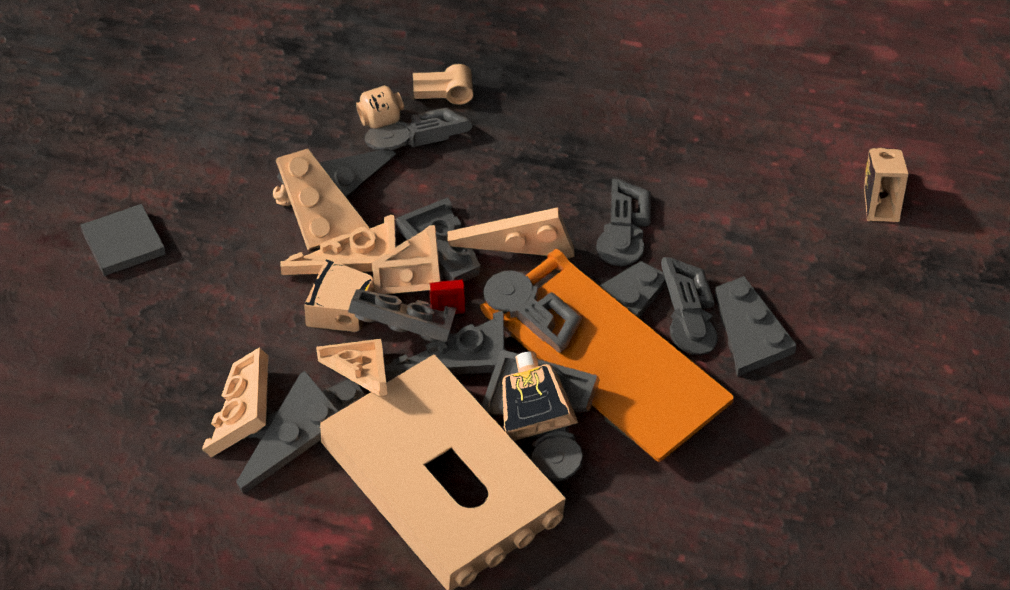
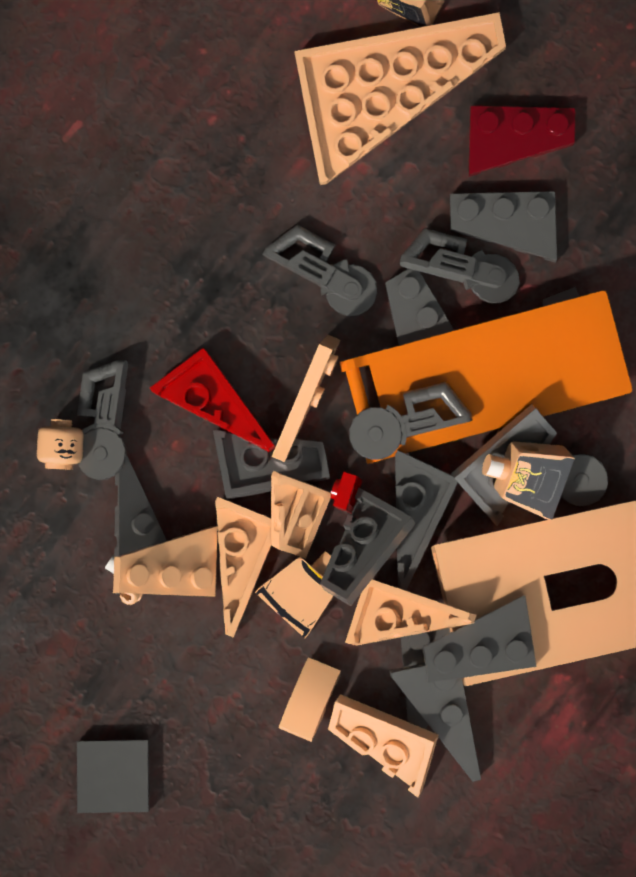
camera: 55 degrees left, 35 degrees up
(244, 336) = (309, 699): none -> light nougat slope
(363, 419) = (489, 645): none -> dark grey wing
(452, 84) = (56, 353): light nougat piece -> none
(474, 184) = (206, 392): none -> red wing
(800, 197) = (377, 84): none -> light nougat wing
(827, 303) = (516, 133): none -> dark red wing

